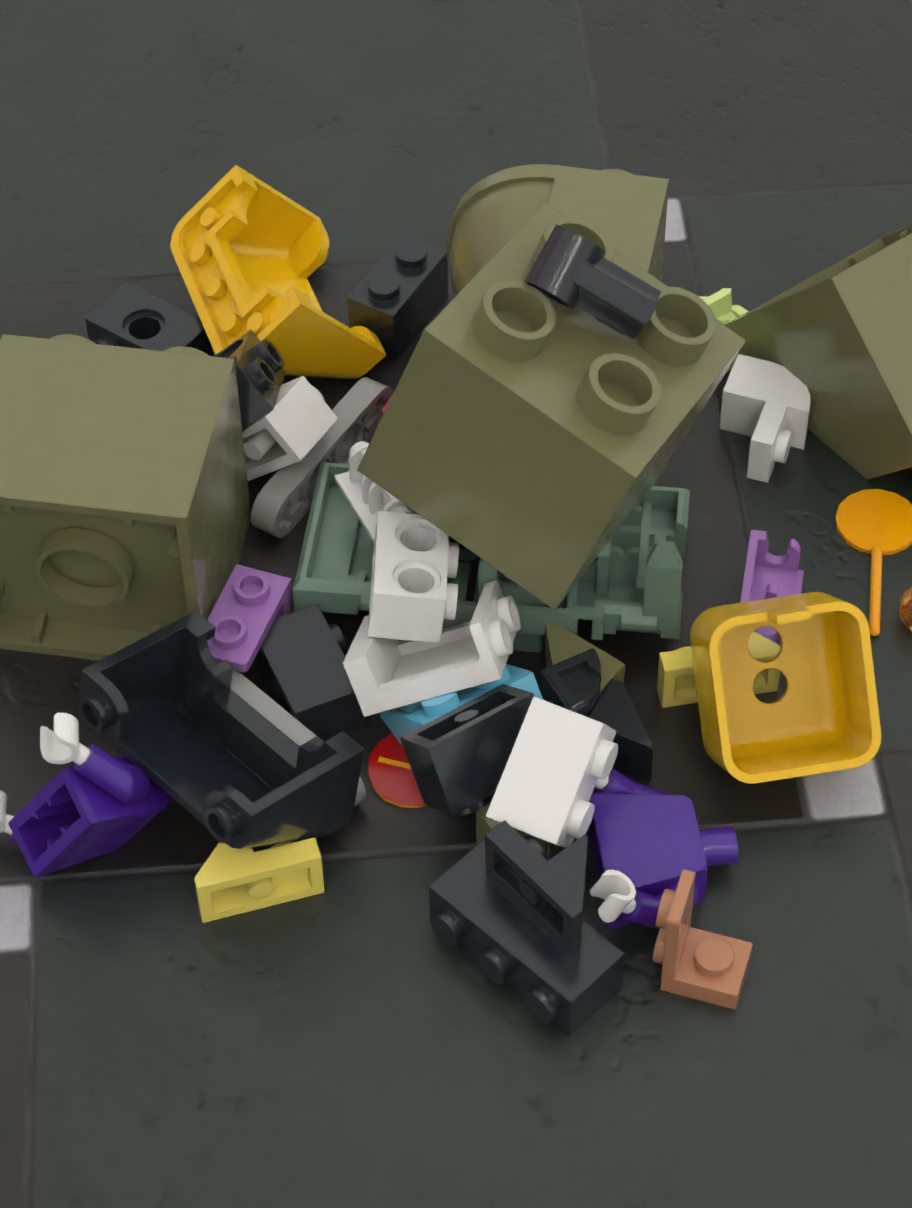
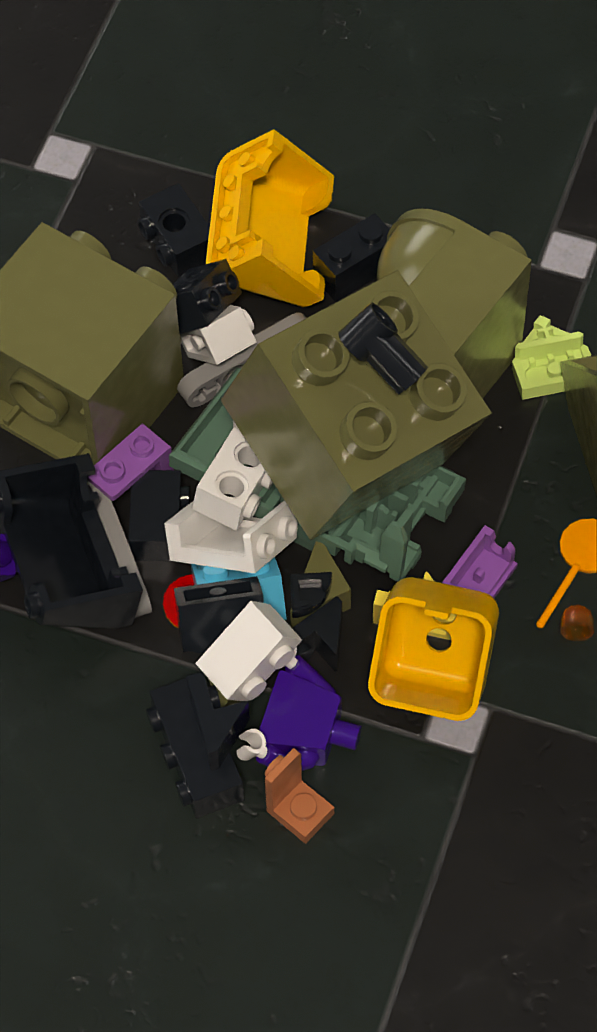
camera: 25 degrees right, 10 degrees up
(247, 880) = (57, 642): light yellow slope -> none
(768, 406) = (559, 435): white brick -> none

